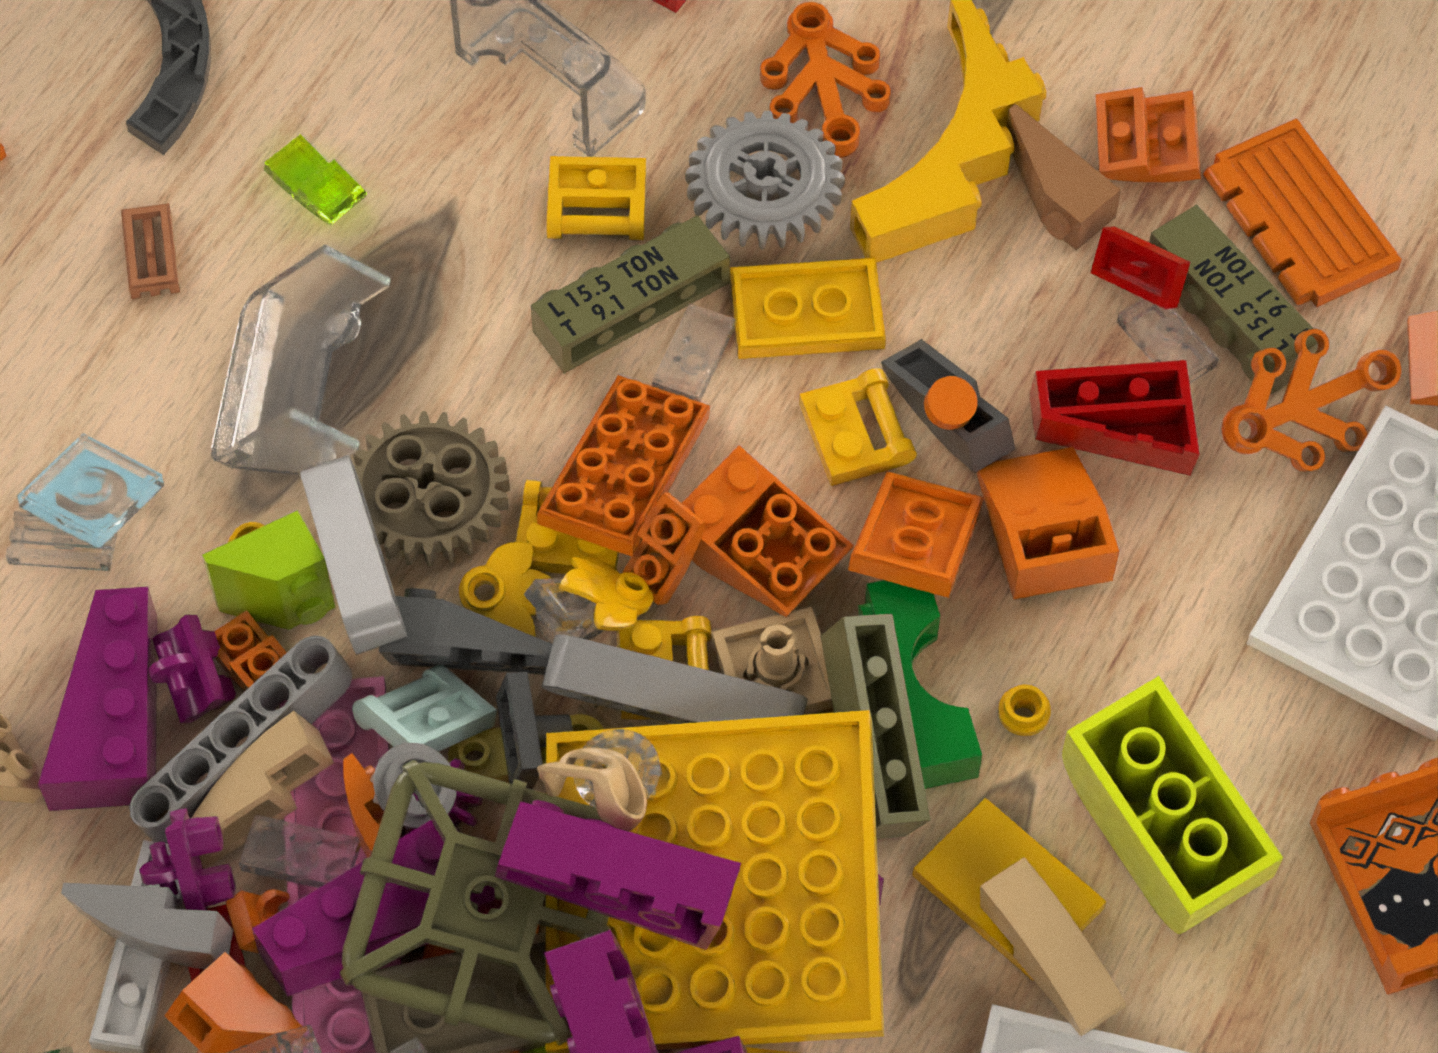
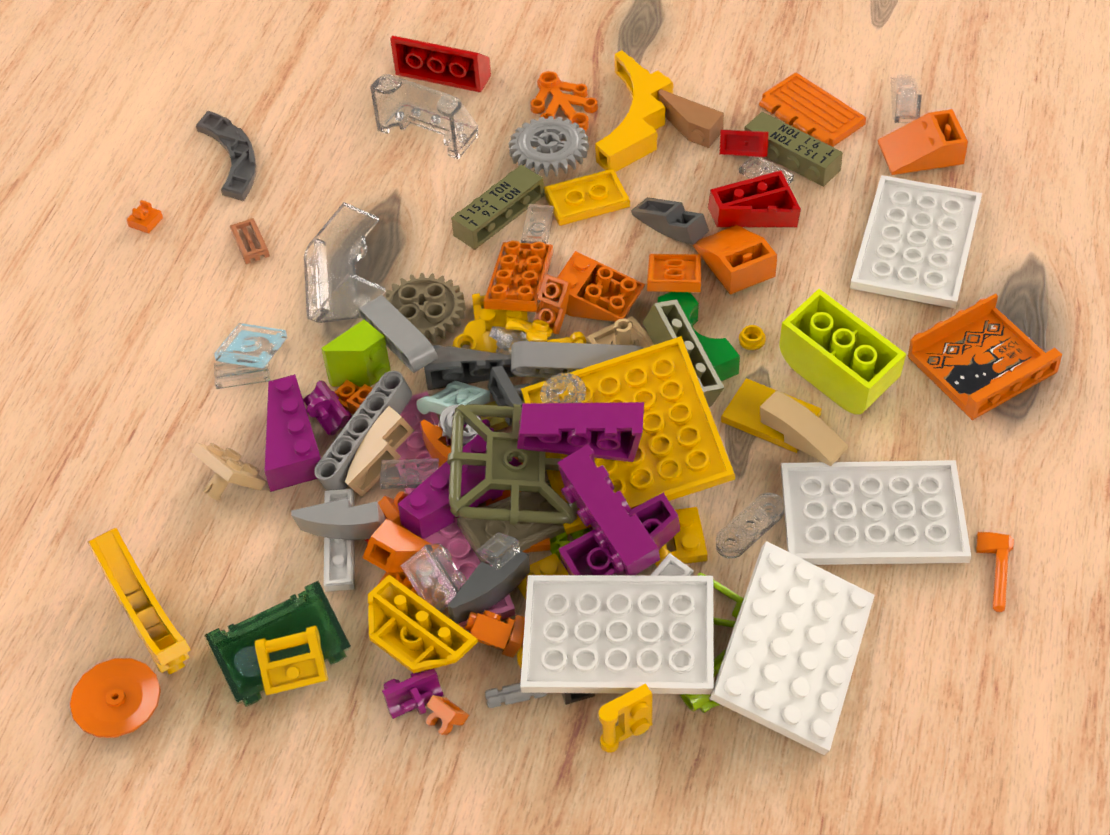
camera: 10 degrees left, 10 degrees down
(187, 841) = (353, 474): magenta hips -> none
(314, 182) = (323, 195): clear neon green slope -> none
(596, 184) = (467, 166): yellow plate -> none
(617, 789) = (566, 392): tan piece -> none
(841, 434) = (622, 245): yellow plate -> none
(950, 402) = (673, 212): orange tile -> none
(1147, 136) = (728, 94): orange slope -> none
(1301, 404) = (843, 181): orange plant -> none

